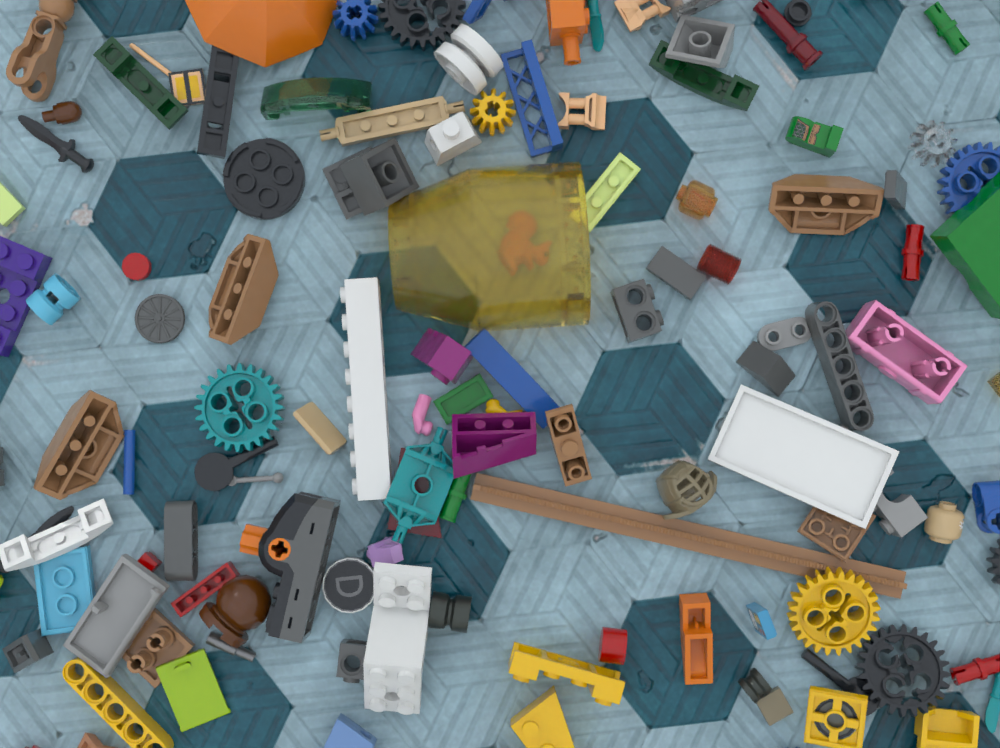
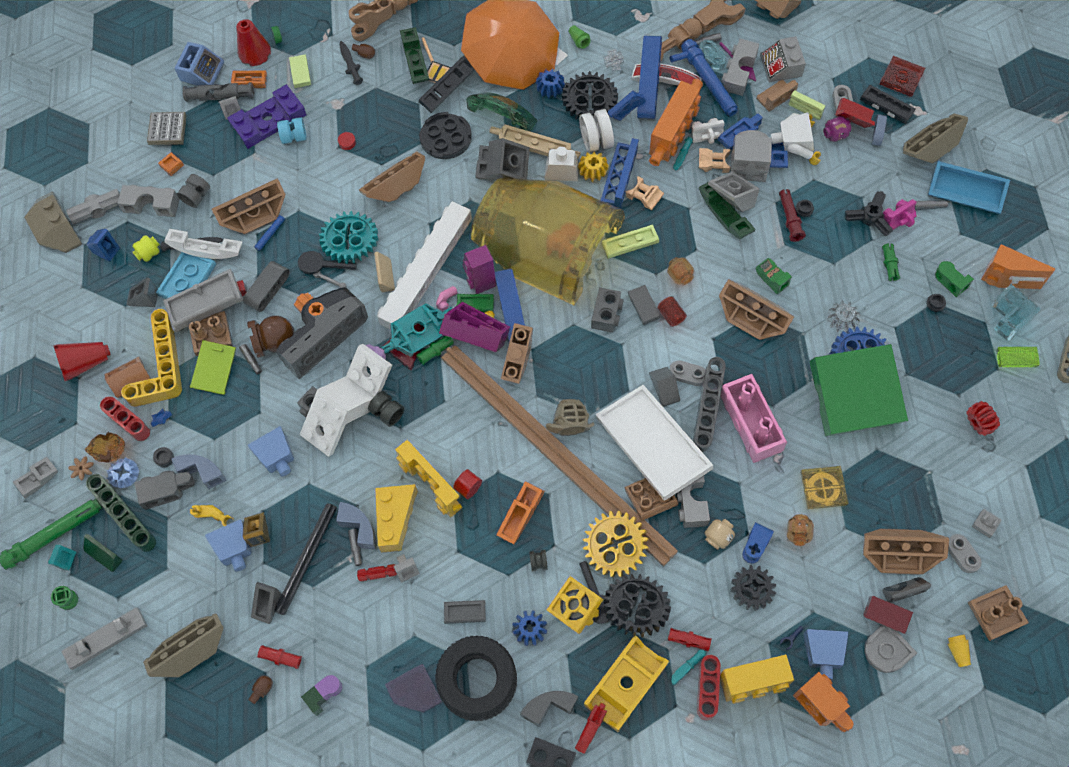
camera: 35 degrees right, 20 degrees down
(159, 318) = (339, 172): dark grey wheel -> none
(204, 589) = (243, 318): red piece -> none
(349, 585) = (337, 362): black tile -> none
(761, 620) = (566, 518): dark azure tile -> none
(774, 706) = (542, 583): dark tan tile -> none
(895, 189) = (803, 325): dark grey tile -> none
(912, 252) = (795, 370): red pin -> none

